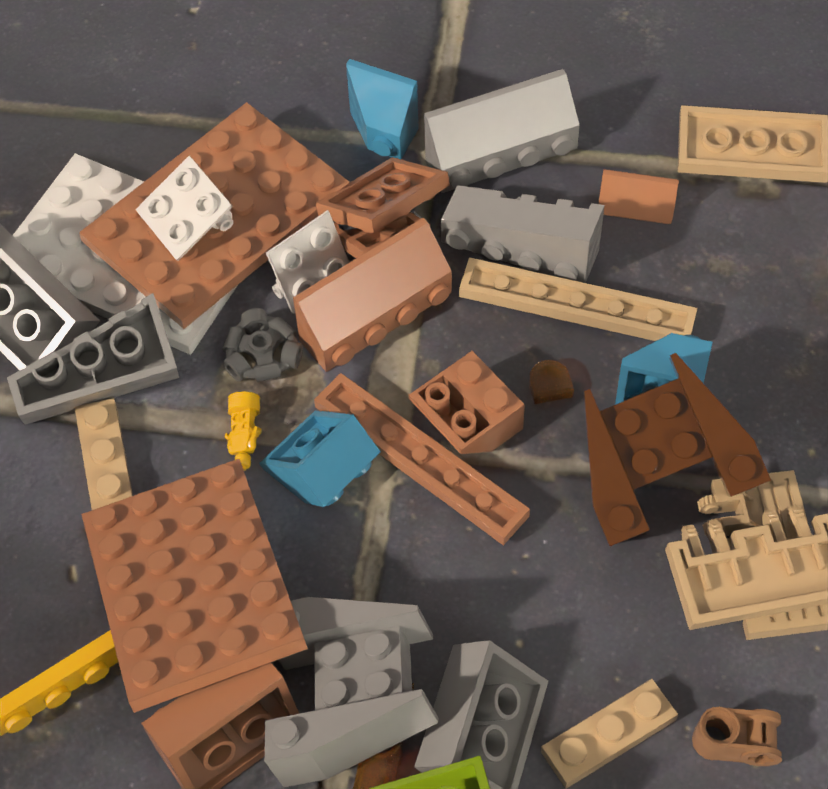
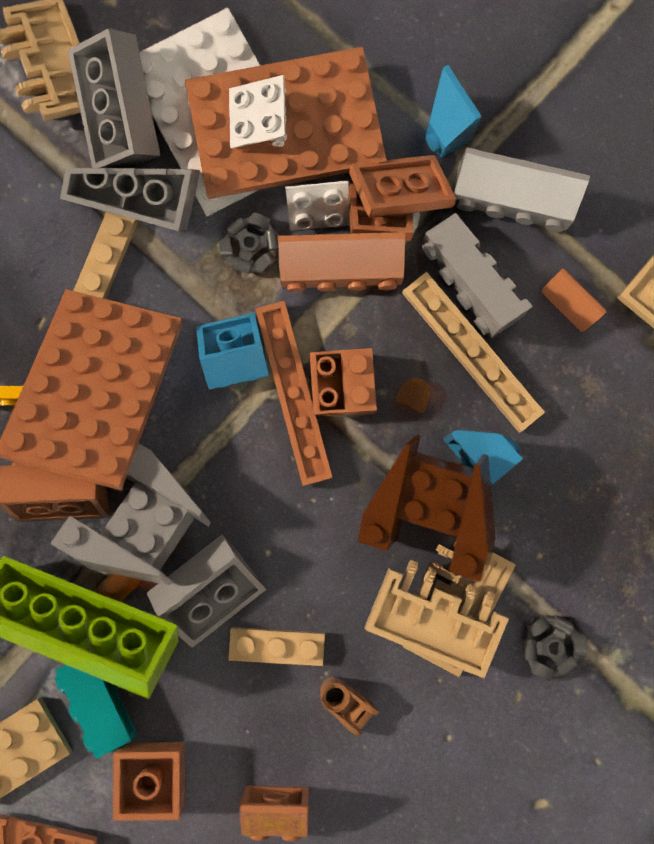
camera: 30 degrees right, 25 degrees up
(242, 440) = (197, 301): yellow piece -> none

